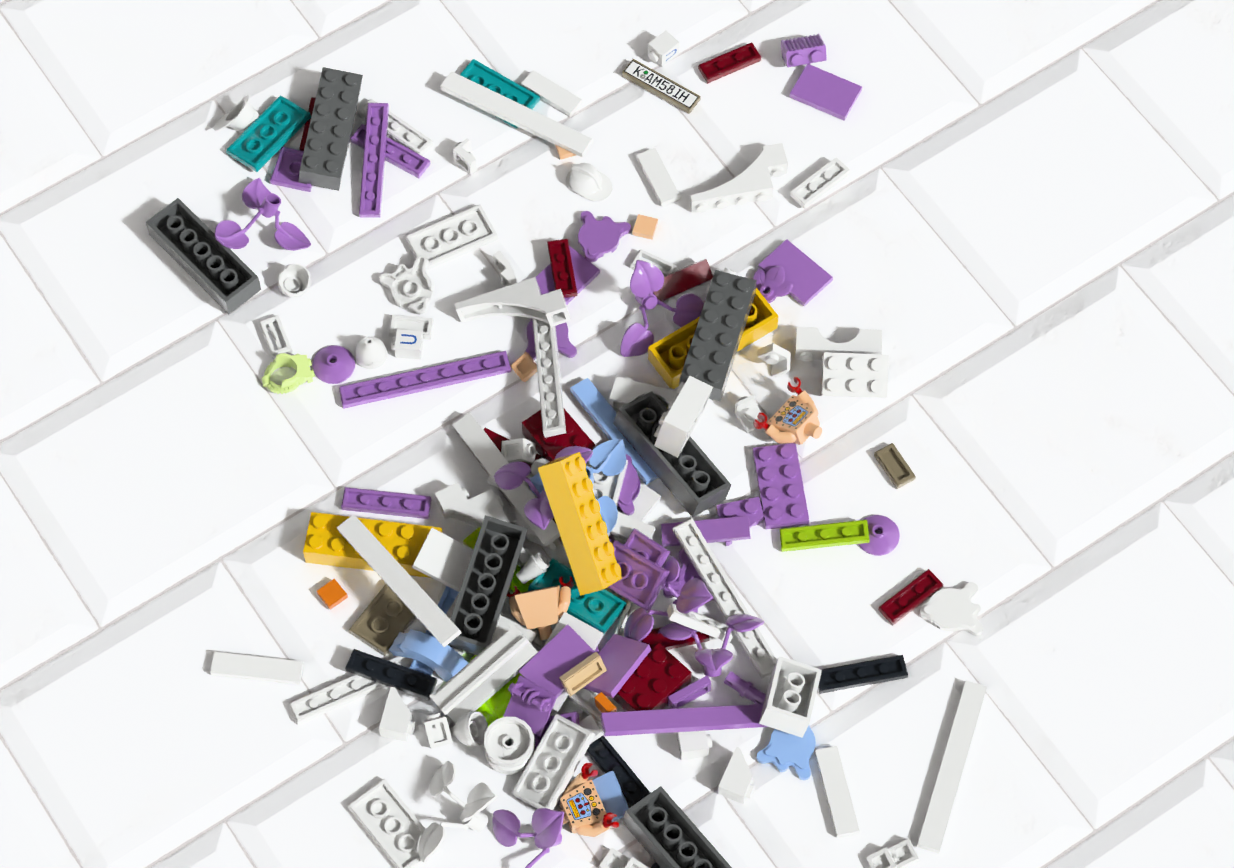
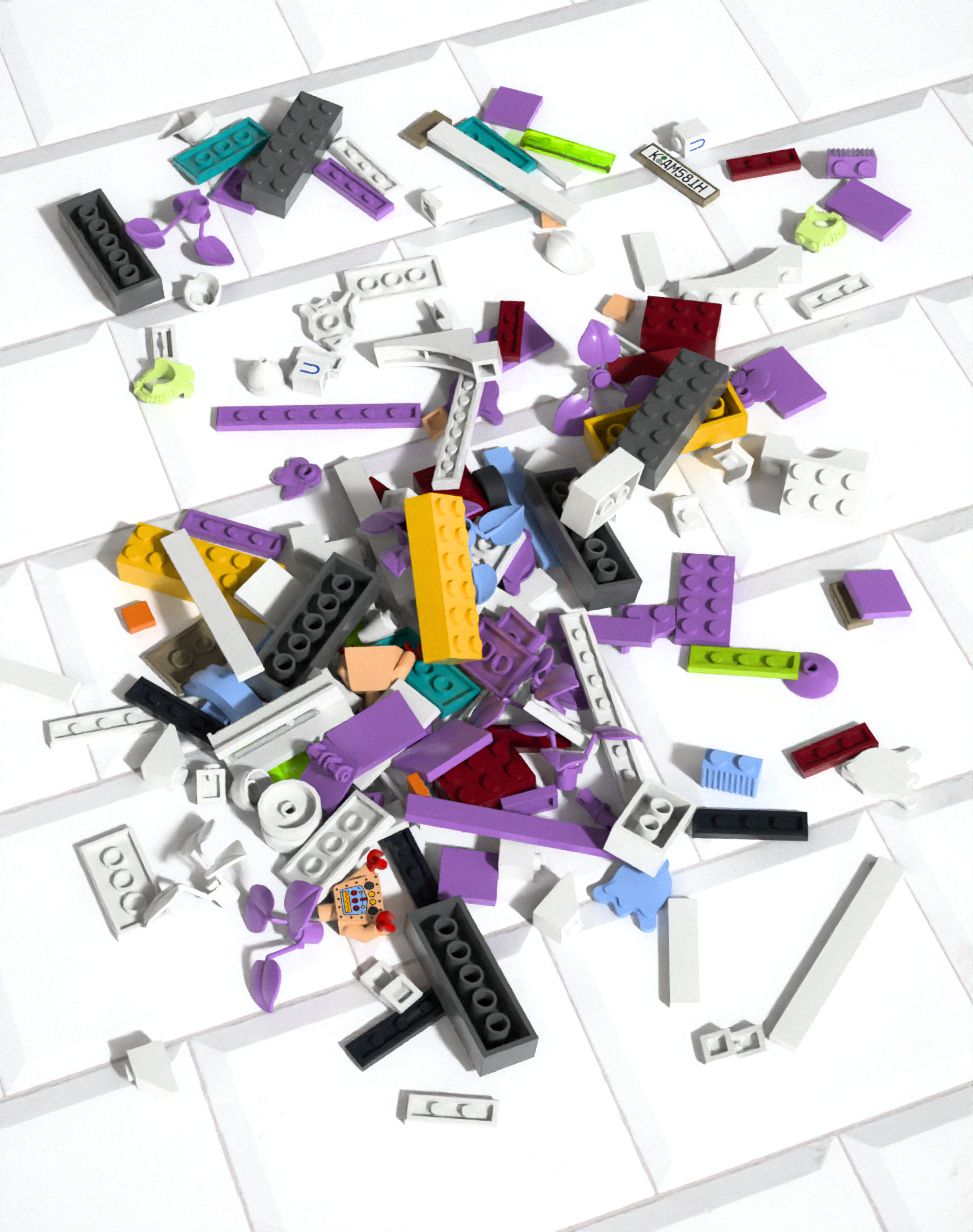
camera: 15 degrees right, 10 degrees down
(333, 372) = (220, 385): medium lavender dish -> none
(374, 160) = (330, 193): medium lavender tile -> none
(421, 441) = (297, 477): none -> medium lavender plate
(434, 79) = (418, 133): none -> dark tan tile
(505, 44) = (513, 108): none -> medium lavender tile
(563, 80) = (568, 150): none -> clear neon green tile
(583, 674) = (400, 748): tan tile -> none
(589, 422) = (492, 486): none -> black tyre
(600, 236) = (564, 307): medium lavender tile -> none
(611, 794) = (397, 896): light blue tile -> none
(659, 764) = (468, 874): none -> medium lavender tile
(701, 237) = (681, 324): none -> dark red brick
(791, 130) = (816, 237): none -> yellowish green piece
(794, 420) = (739, 529): light nougat torso -> none
(838, 634) = (731, 772): none -> light blue brick
(914, 454) = (877, 594): none -> medium lavender tile

